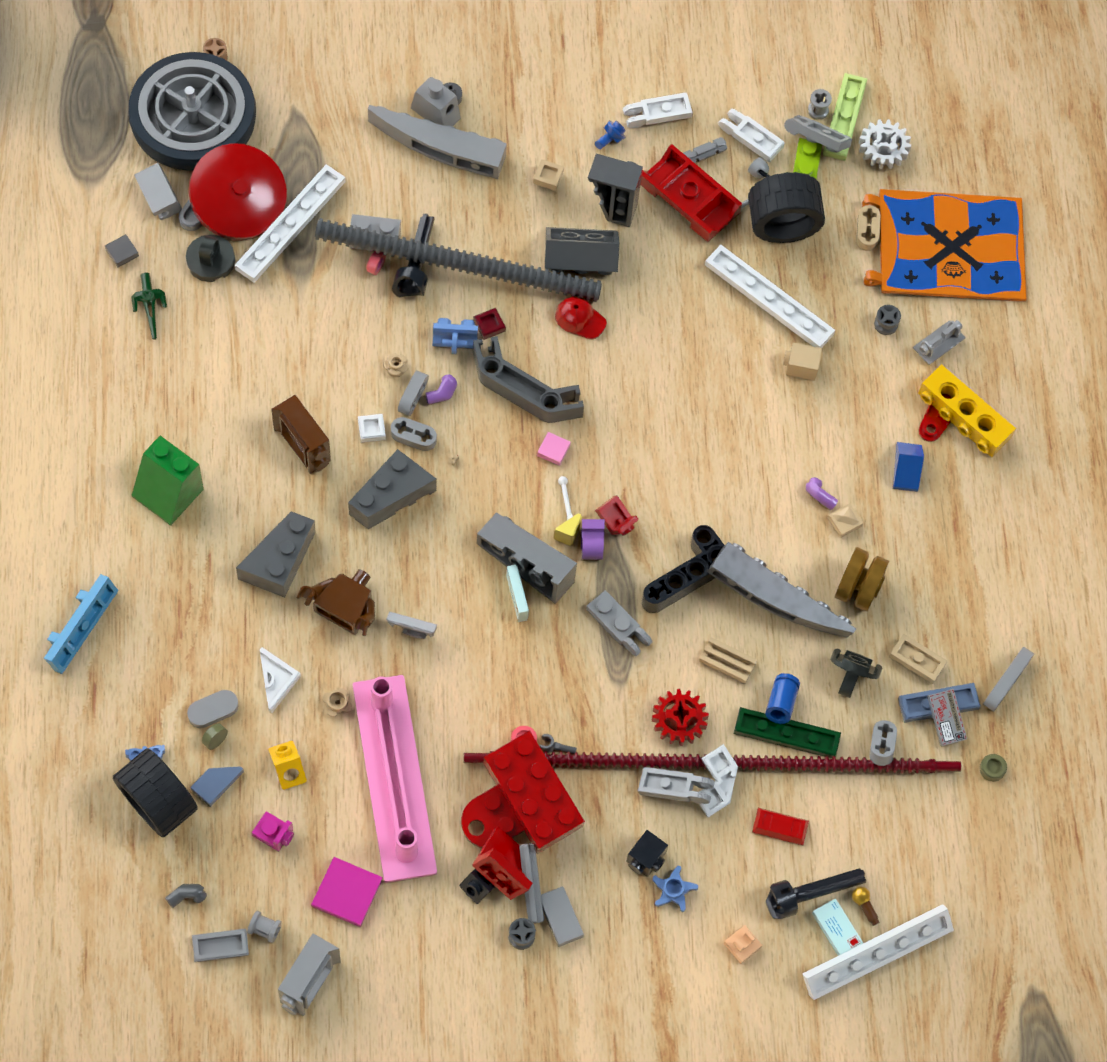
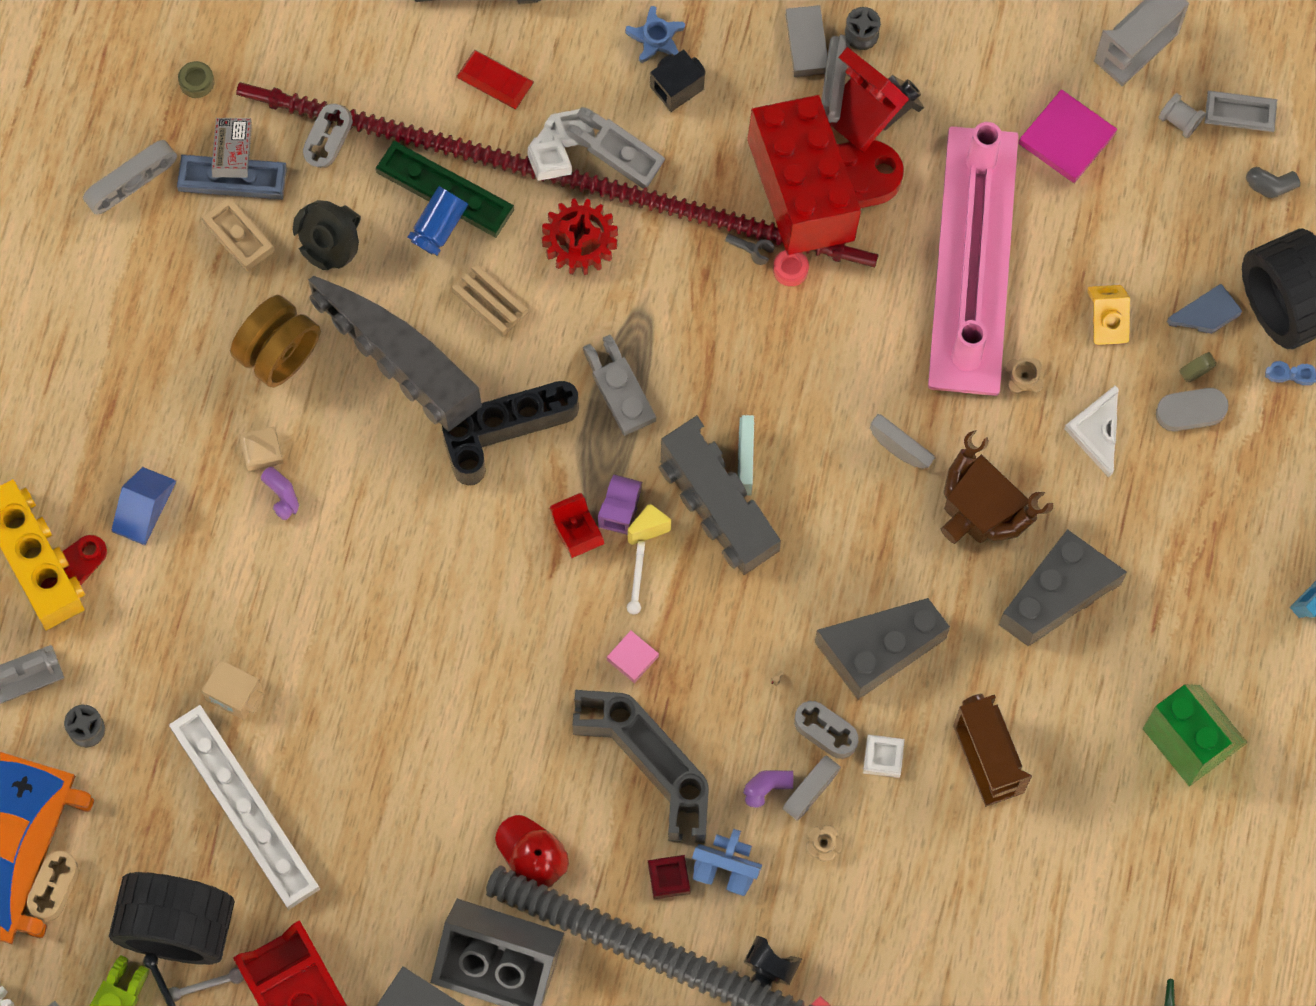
camera: 160 degrees left, 5 degrees up
(273, 831) = (1144, 230): dark pink bracket -> none

